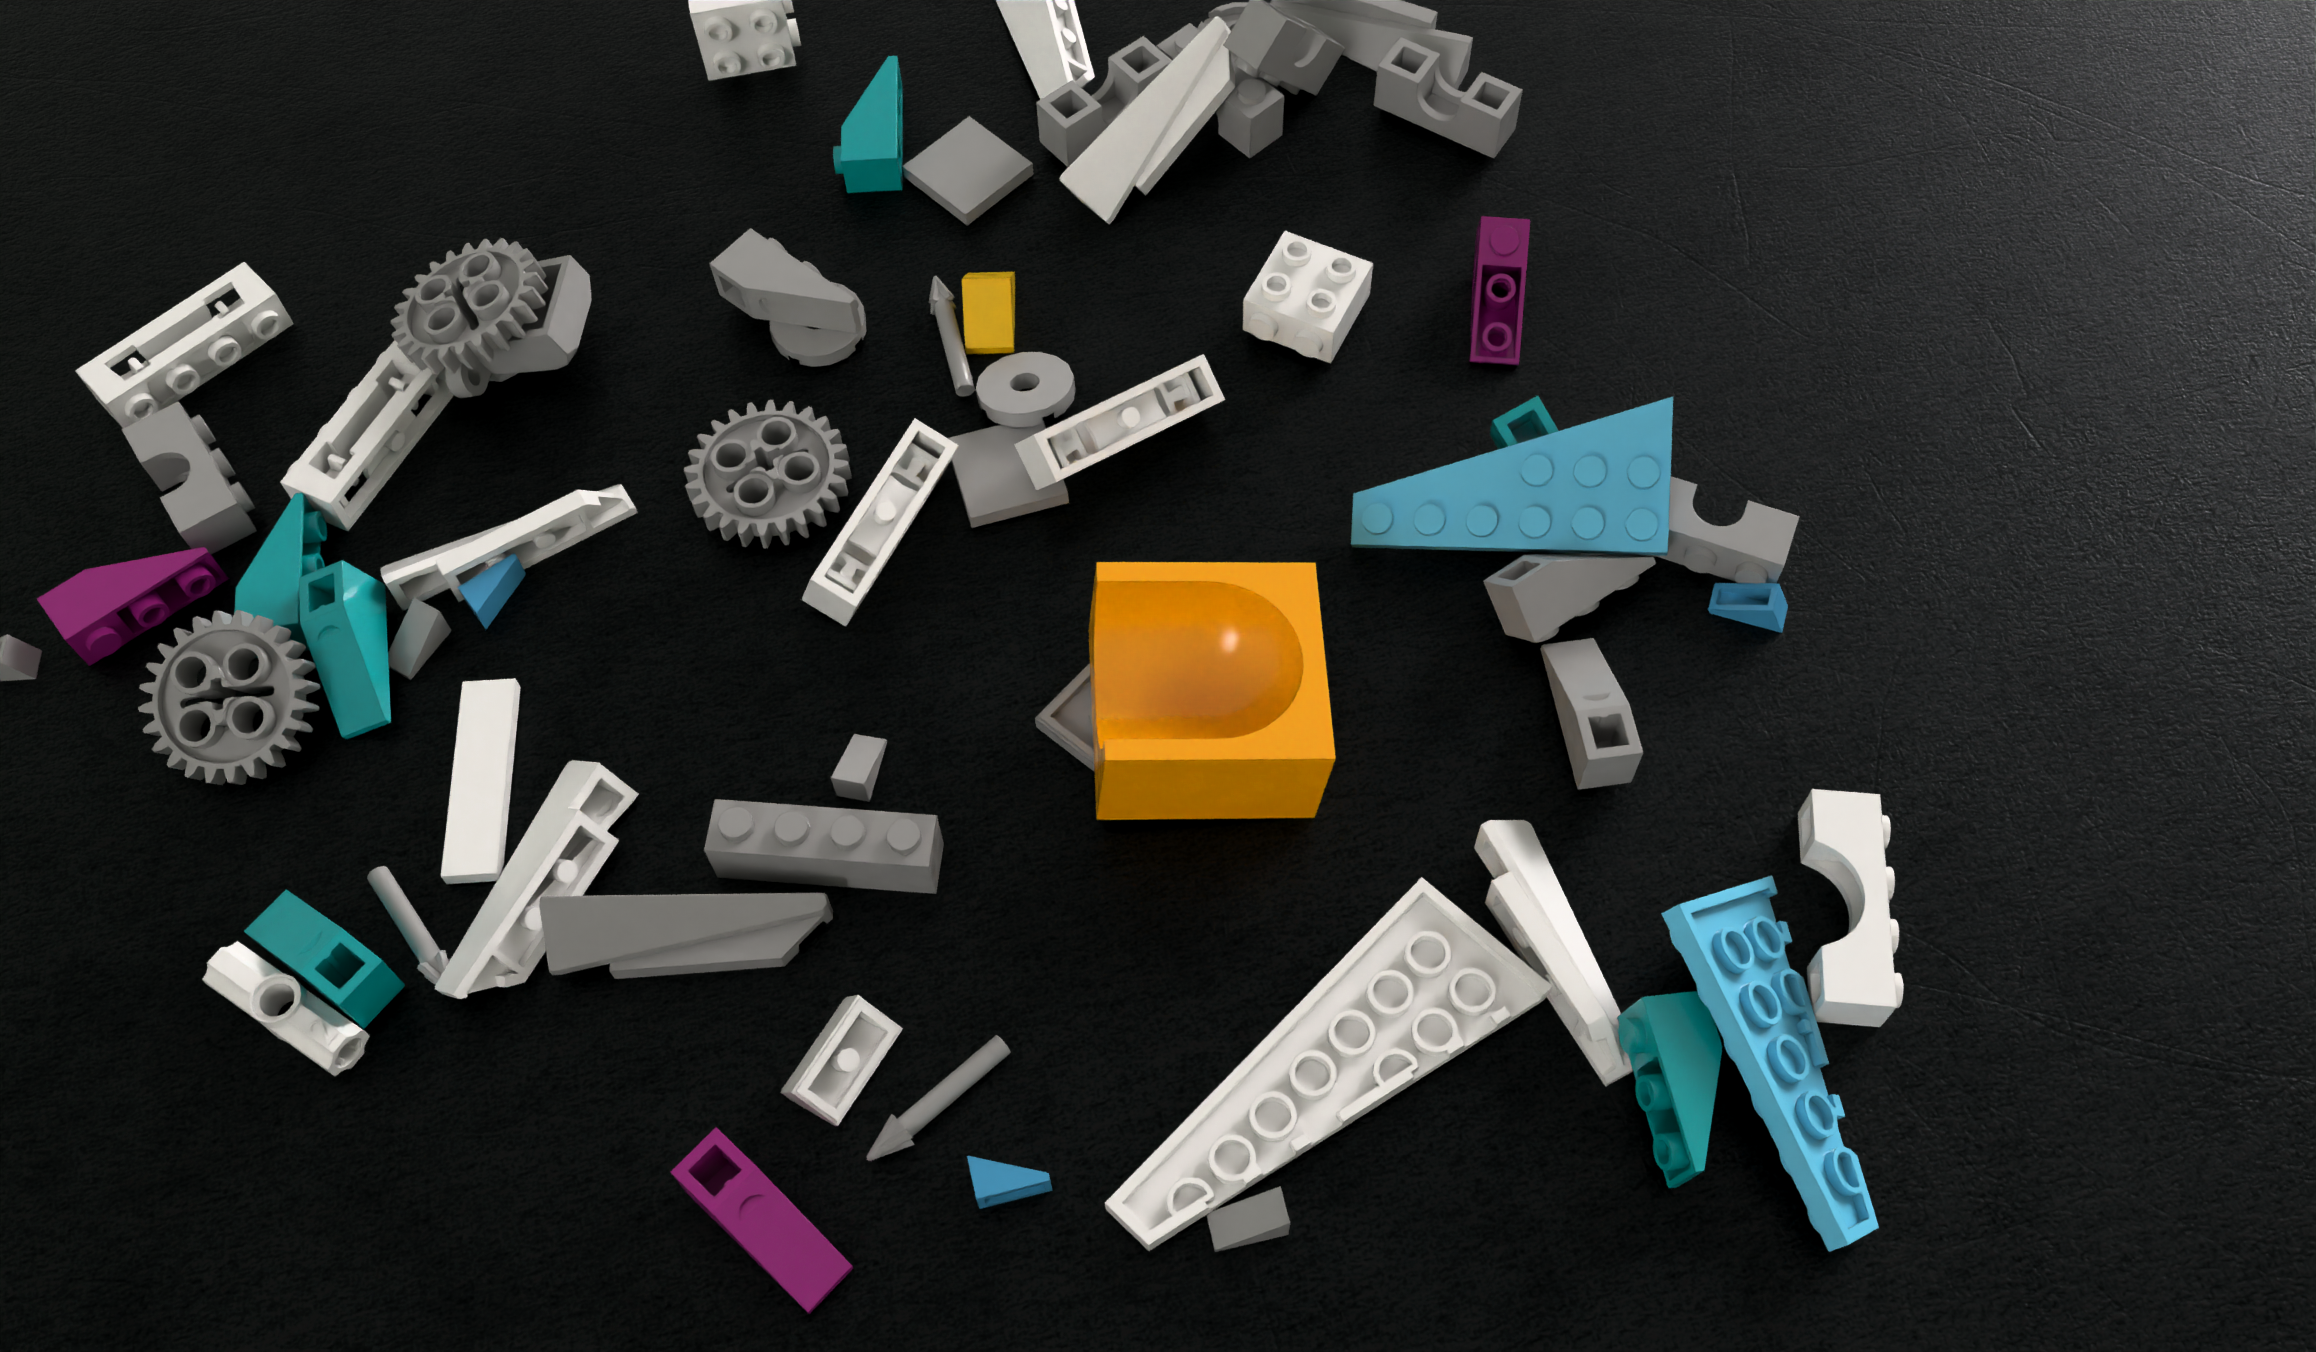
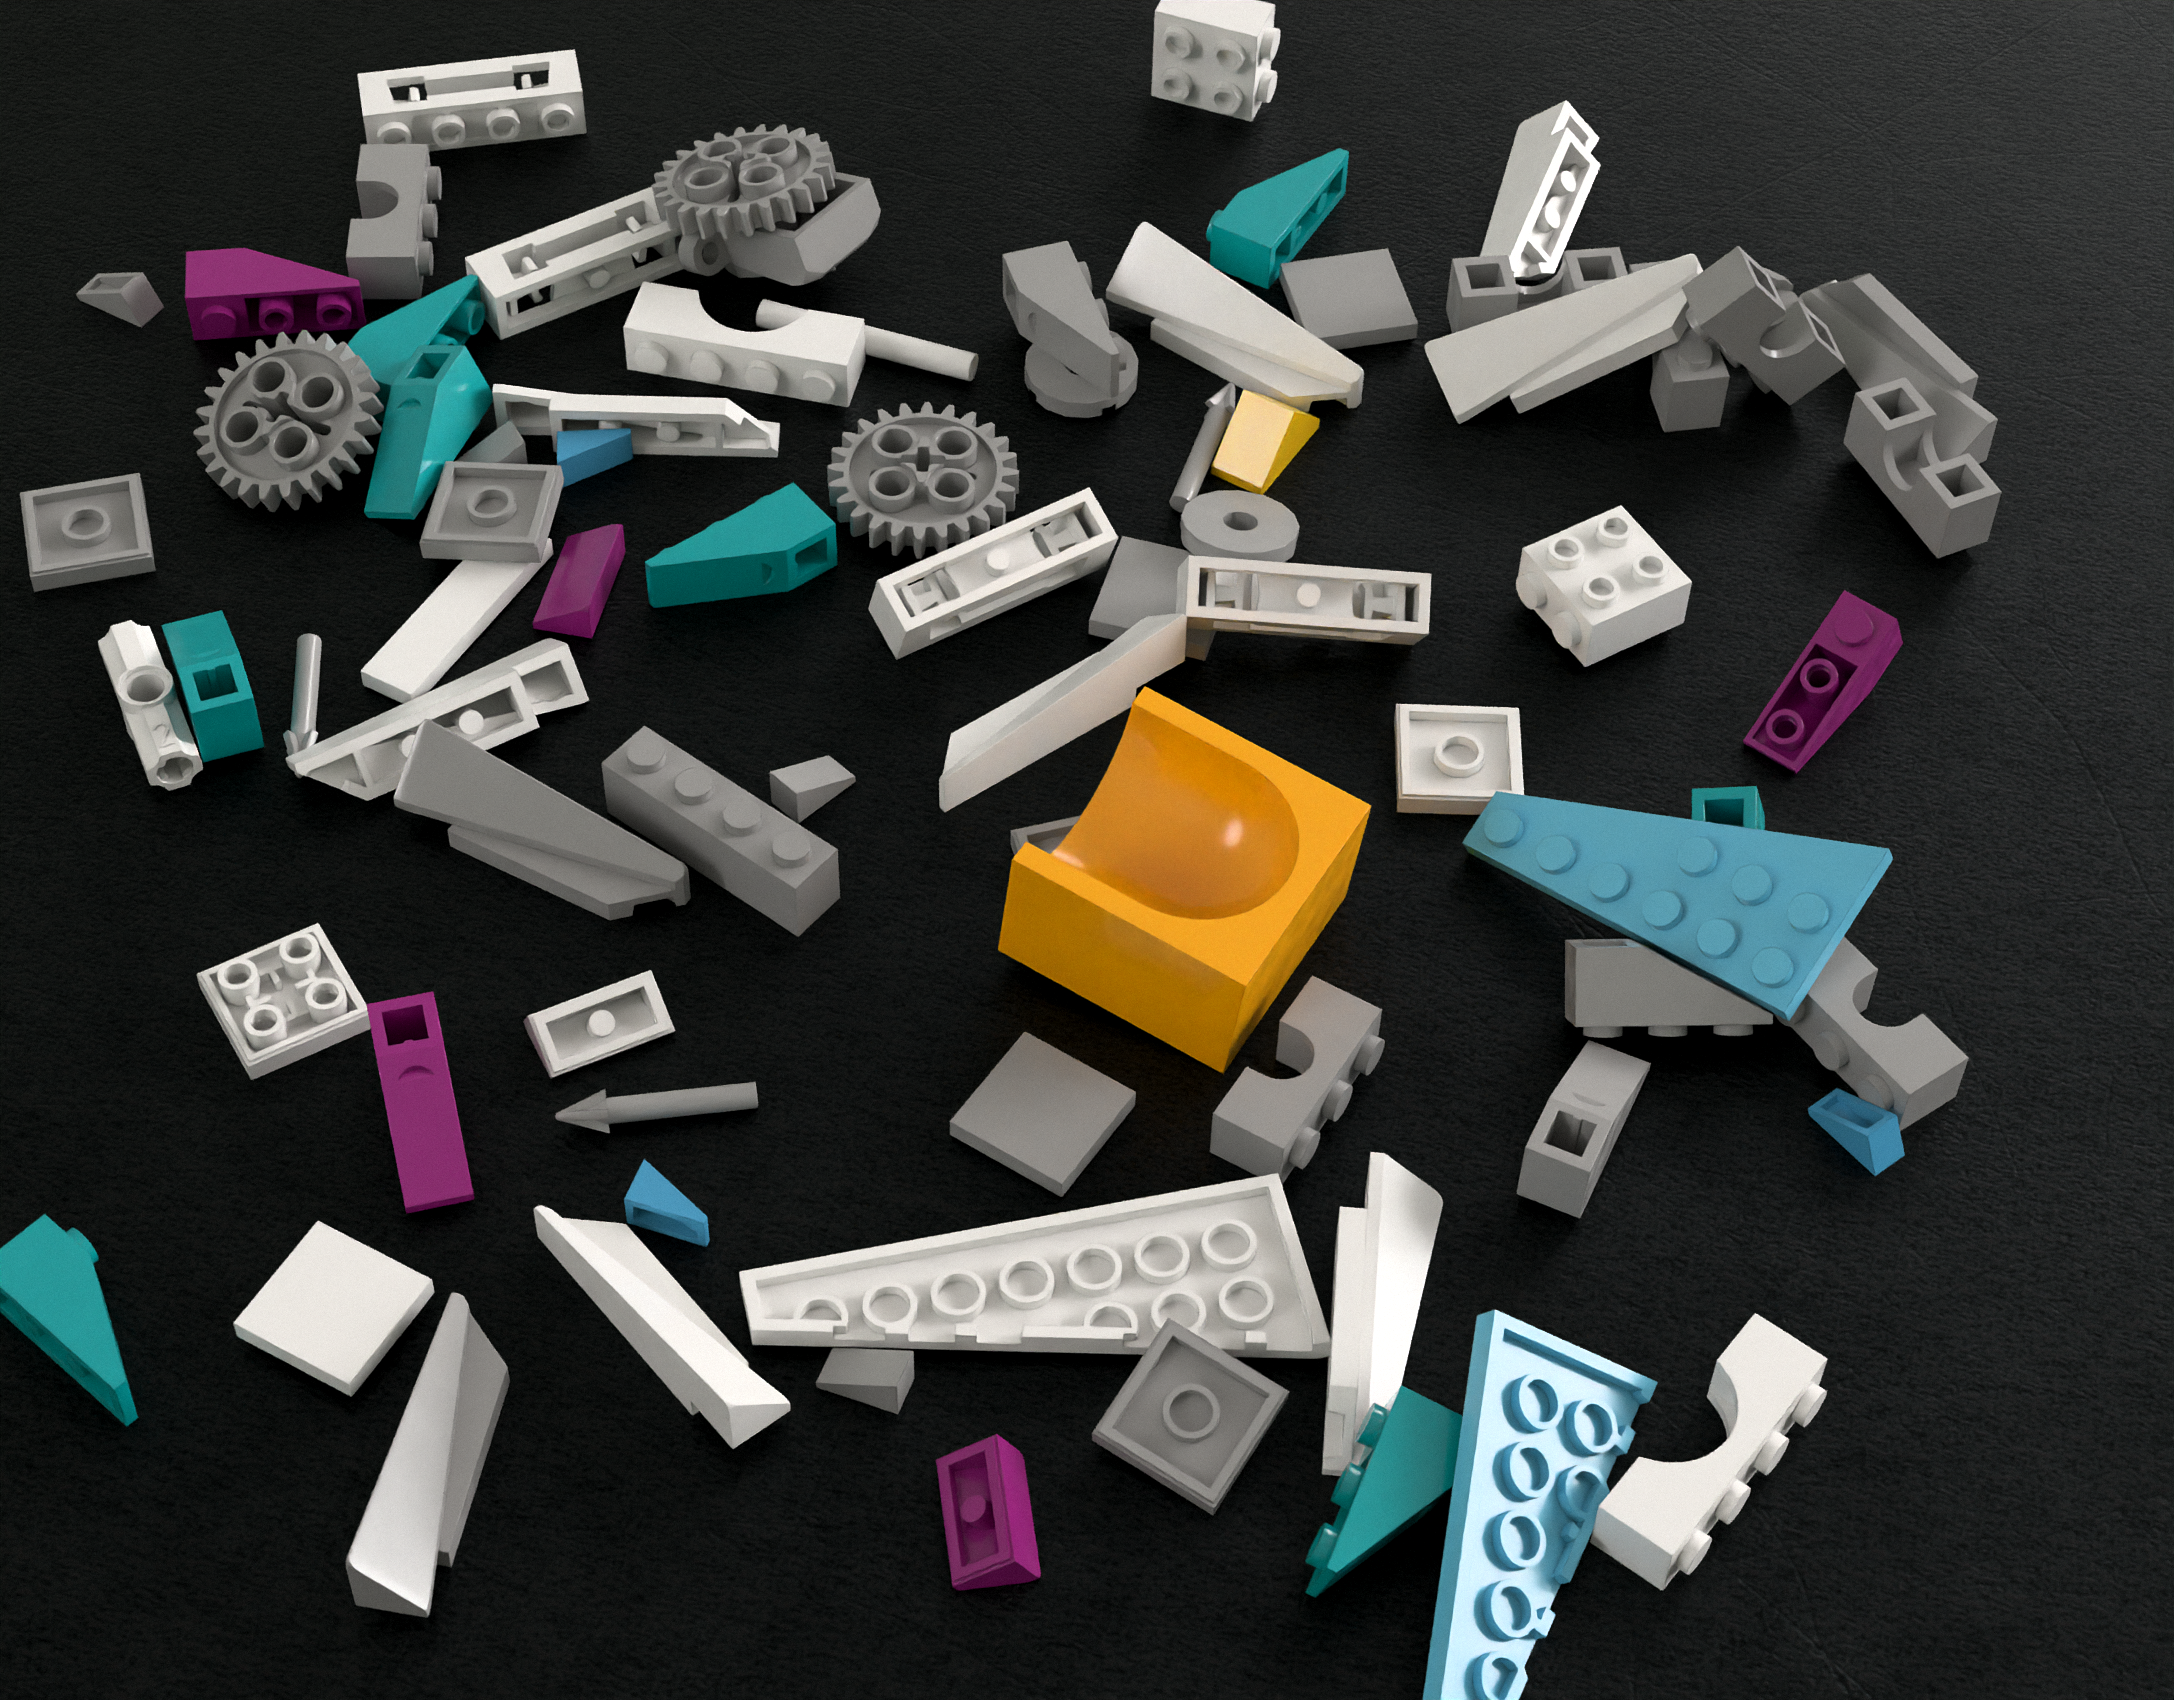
camera: 30 degrees right, 10 degrees down
(117, 884) = (87, 532): none -> light grey tile
(452, 683) = (492, 512): none -> light grey tile
(497, 458) = (806, 360): none -> white arch
(562, 700) = (582, 582): none -> magenta slope
(579, 1194) = (284, 1001): none -> white tile
(639, 382) = (886, 344): none -> white piece
(685, 600) = (750, 553): none -> teal slope
(902, 234) = (1227, 326): none -> white wedge
(998, 599) = (1059, 708): none -> white wedge
(1076, 1280) = (663, 1324): none -> white wedge
(1219, 929) = (1042, 1113): none -> light grey tile
(1297, 481) = (1455, 757): none -> white tile
(1385, 840) = (1277, 1122): none -> light grey arch
(1413, 1277) = (988, 1515): none -> magenta slope
(1500, 1106) = (1190, 1416): none -> light grey tile

